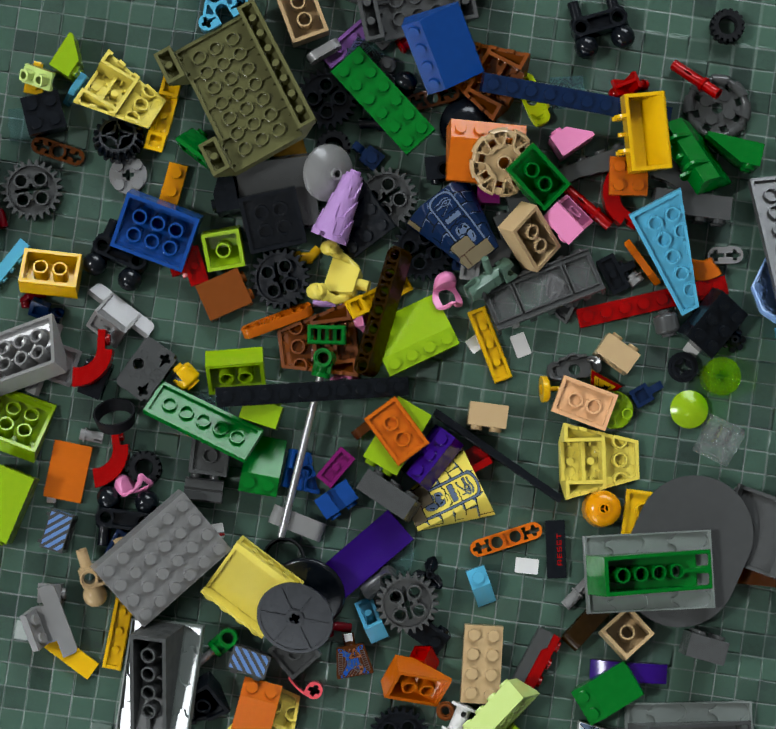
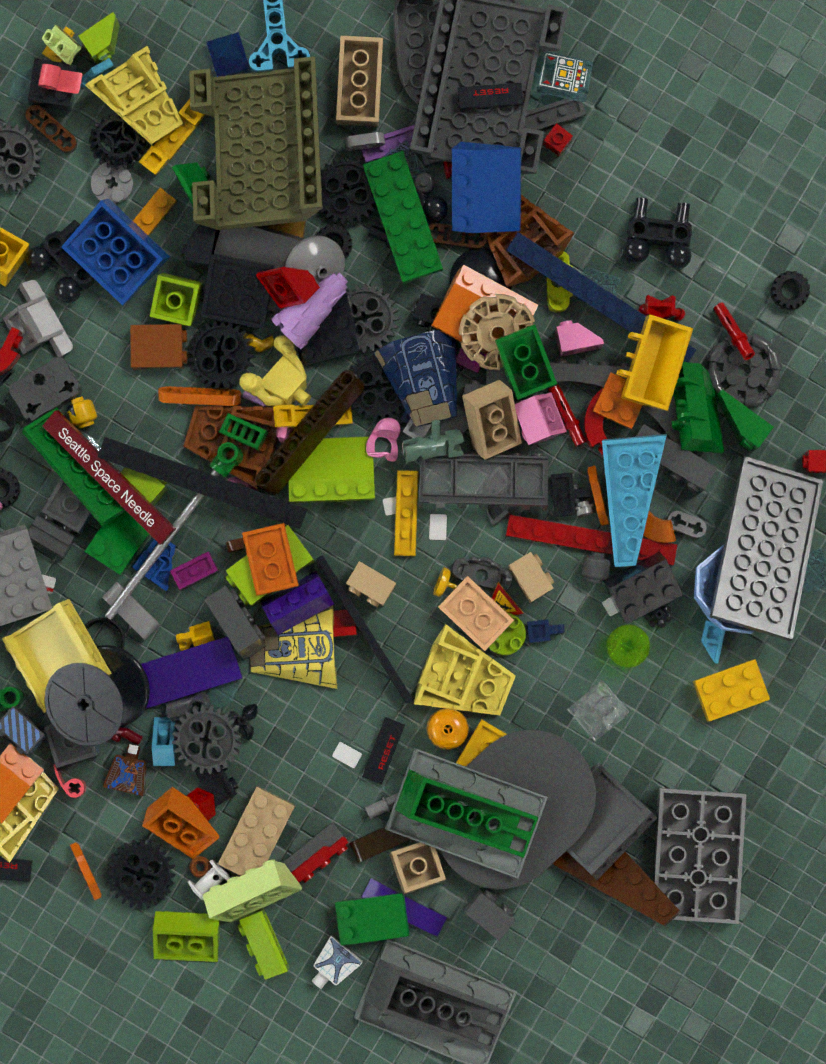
camera: 25 degrees right, 0 degrees up
(49, 107) = (59, 80): none -> coral panel
(179, 28) = (228, 55): none -> clear blue piece
(193, 269) = (137, 307): red hinge -> none
(233, 420) = (108, 477): none -> dark red tile
(234, 367) = (135, 425): lime slope -> none
(314, 197) = (288, 285): none -> red slope
(336, 499) = (181, 604): blue brick -> none
(361, 519) = (198, 635): none -> yellow plate
(369, 157) = (366, 268): dark blue plate -> none
(480, 585) = (290, 755): medium azure slope -> none
(506, 541) = (337, 718): orange beam -> none
(689, 409) = (581, 666): lime dish -> none
(690, 362) = (592, 610): black gear -> none

